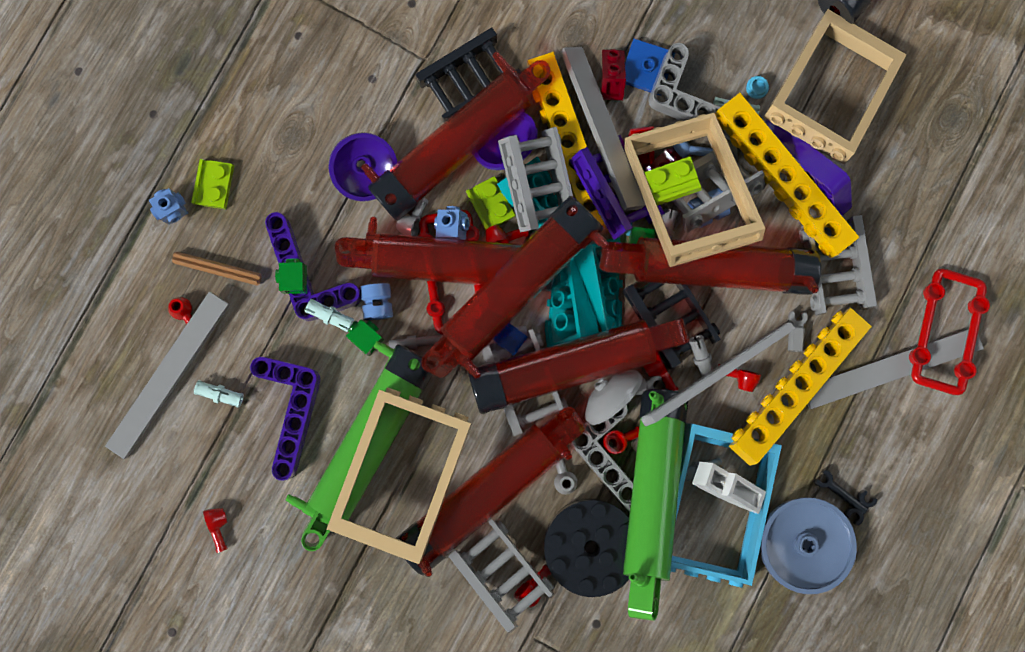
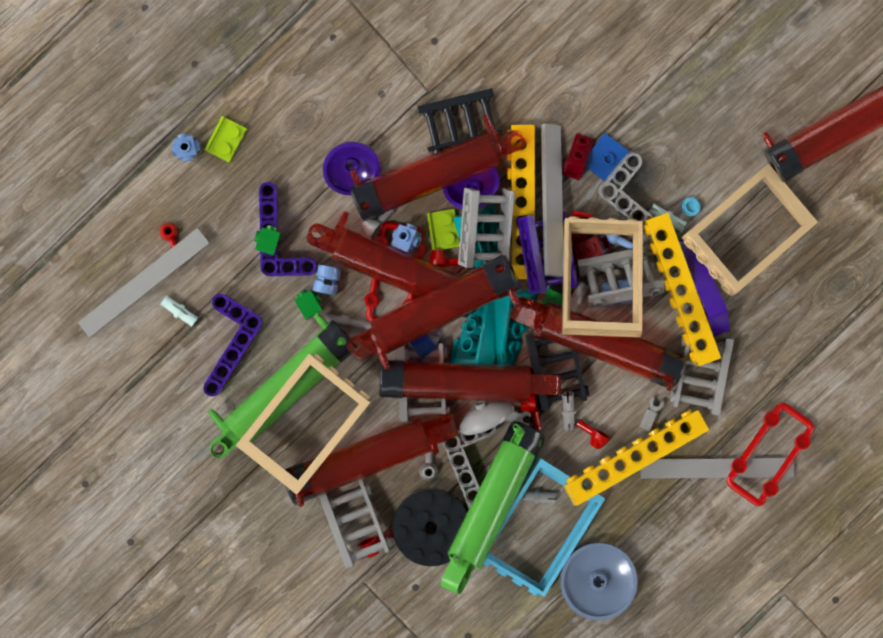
camera: 20 degrees right, 5 degrees up
(214, 520) = (146, 409): red bar -> none
(216, 268) = (208, 209): medium nougat axle -> none
(329, 315) = (287, 279): light aqua pin -> none
(619, 440) = (481, 452): red bar -> none
(673, 181) = (588, 267): lime plate -> none
(716, 374) = (574, 426): light grey tile -> none
(729, 487) = (552, 516): white slope -> none
(859, 505) = (651, 566): black bar -> none

